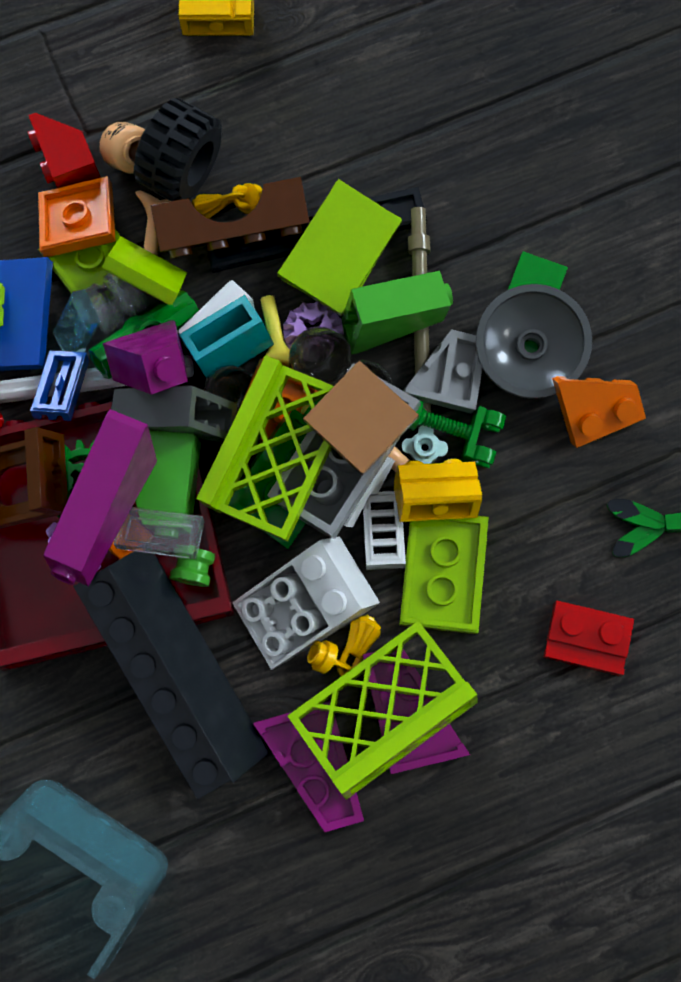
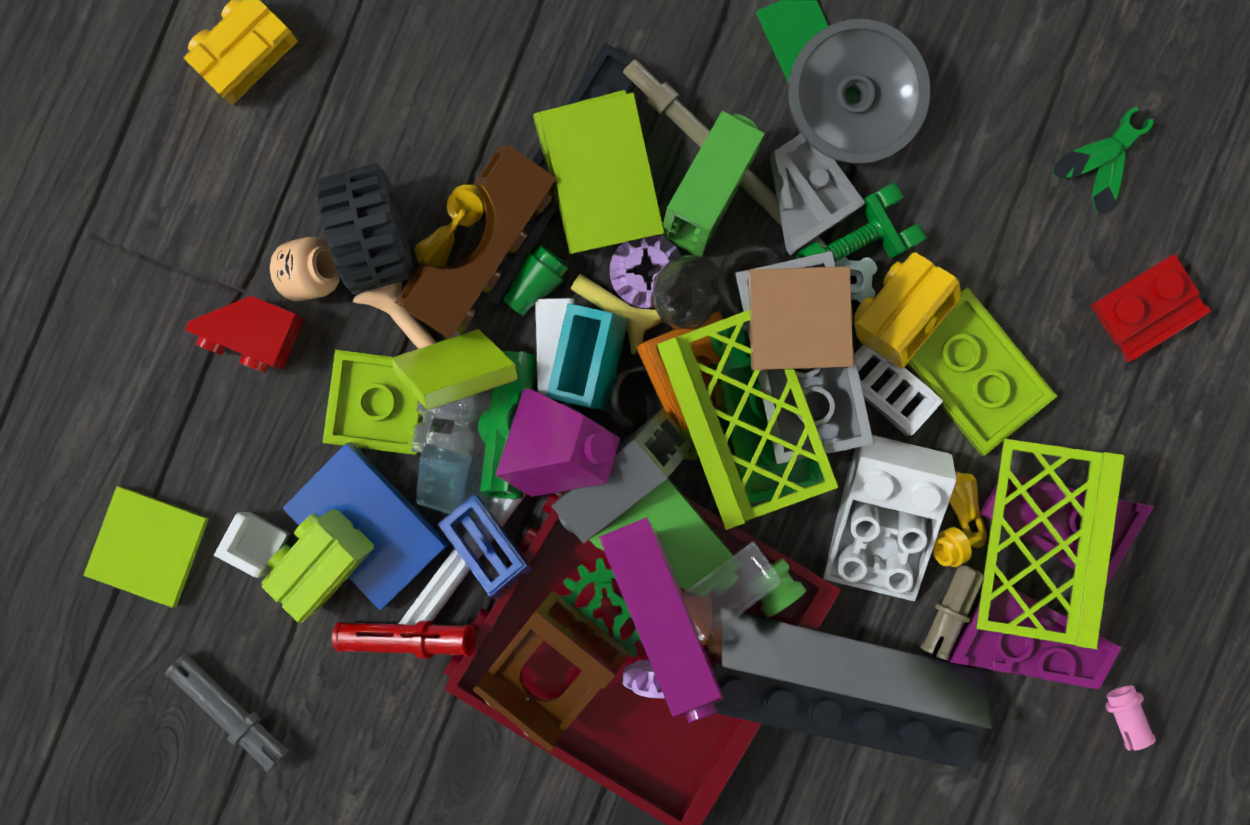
camera: 50 degrees left, 10 degrees up
(76, 217) = (328, 379): orange tile -> none
(248, 273) = (536, 278): none -> green cone
(284, 697) = (953, 611): none -> dark tan axle
(327, 872) = (1130, 717): none -> bright pink pin
(597, 407) = (968, 95): orange wing -> none

